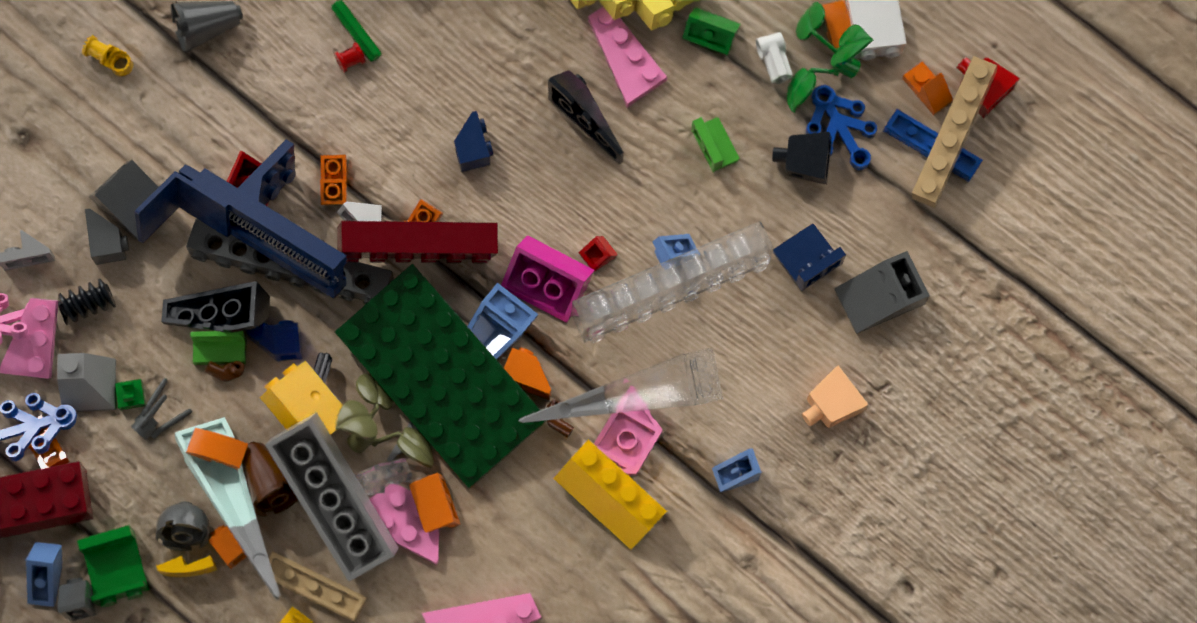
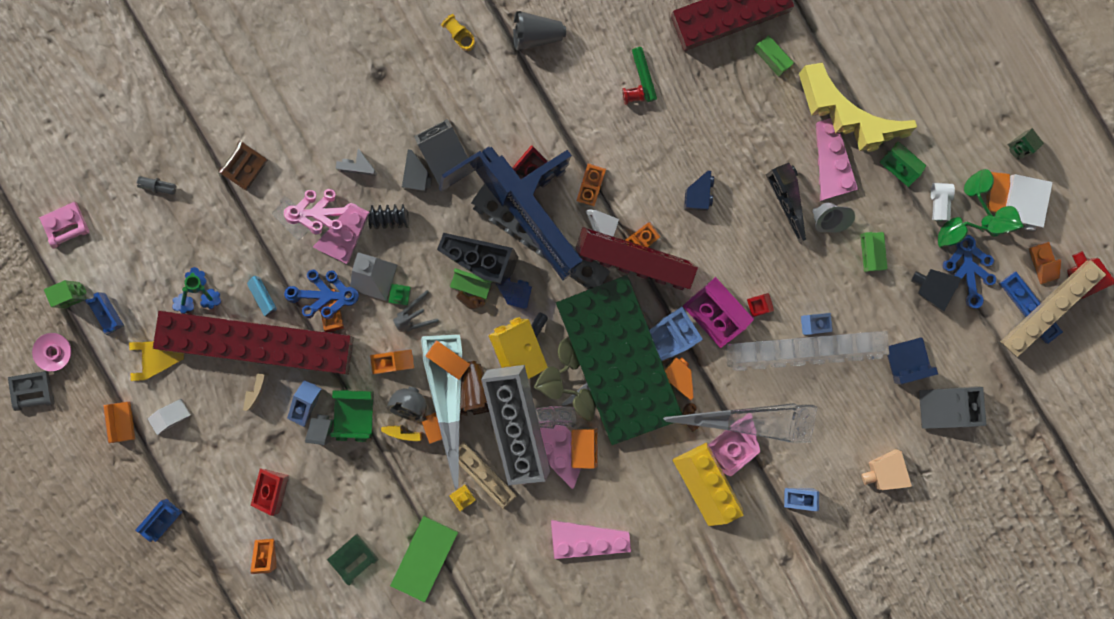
camera: 20 degrees right, 15 degrees up
(145, 479) = (392, 361): none -> orange slope
(649, 118) = (833, 218): none -> light grey piece

